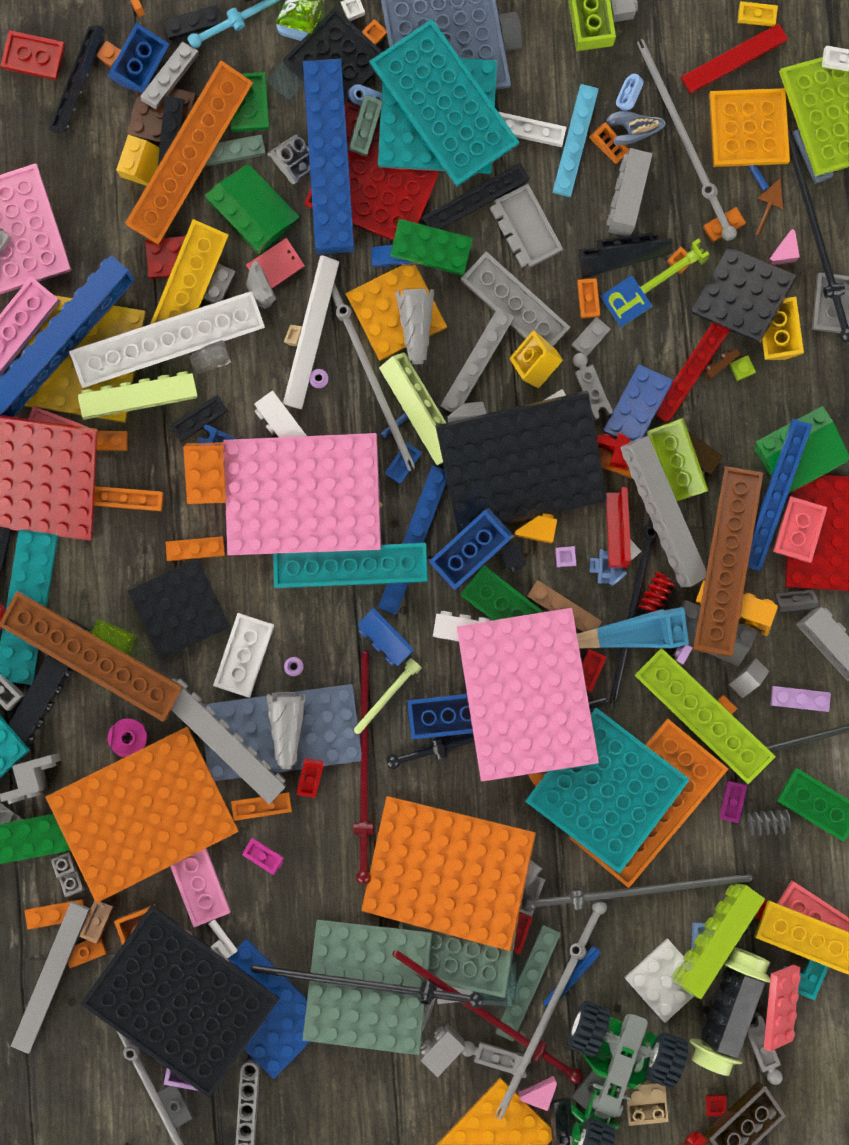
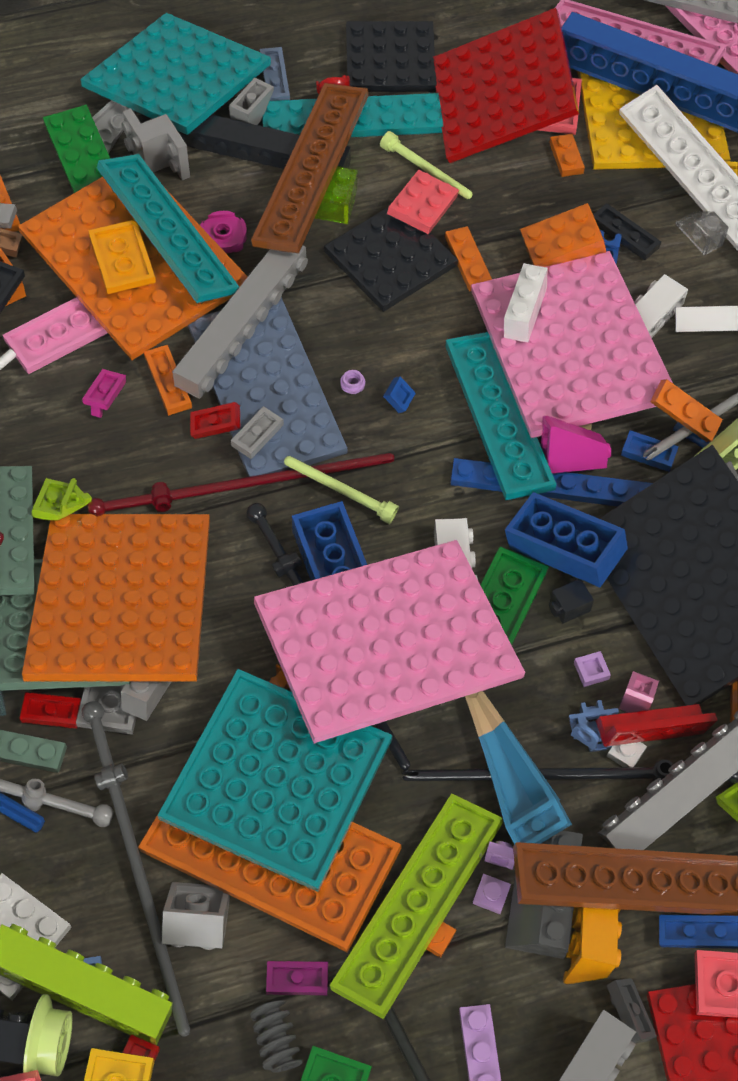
camera: 80 degrees right, 25 degrees down
(65, 580) = (391, 143): none -> yellowish green piece
(68, 874) = (49, 199): light grey slope -> none
(128, 498) = (506, 181): orange plate -> none
(132, 785) = (168, 228): none -> teal plate
(135, 571) = (423, 201): none -> coral plate
(137, 396) = (630, 163): yellowish green brick -> none
(151, 825) = (121, 256): none -> light orange plate
(243, 655) = (352, 330): white tile -> none
(267, 522) = (525, 303): none -> white brick
(286, 722) = (285, 371): light grey cone -> none
(314, 634) = (399, 394): none -> blue plate
(318, 384) = (720, 347): lavender plate -> none
(330, 749) = (257, 432): none -> light grey plate
(353, 903) = (59, 500): none -> lime slope
(384, 637) = (419, 469): blue slope -> none
(387, 430) = (686, 410): none -> orange plate
(394, 520) = (572, 447): none -> dark pink slope
(539, 529) = (619, 625): light orange slope -> none
(554, 601) = (517, 693): medium nougat plate -> none
(589, 529) = (639, 693): none -> bright pink slope
(591, 667) = (442, 732): red plate -> none
(657, 593) = (581, 799): red piece -> none
(681, 859) = (195, 916): none -> light grey slope
(703, 666) = (491, 893): none -> lavender plate
(749, 678) = (493, 965): light grey slope -> none

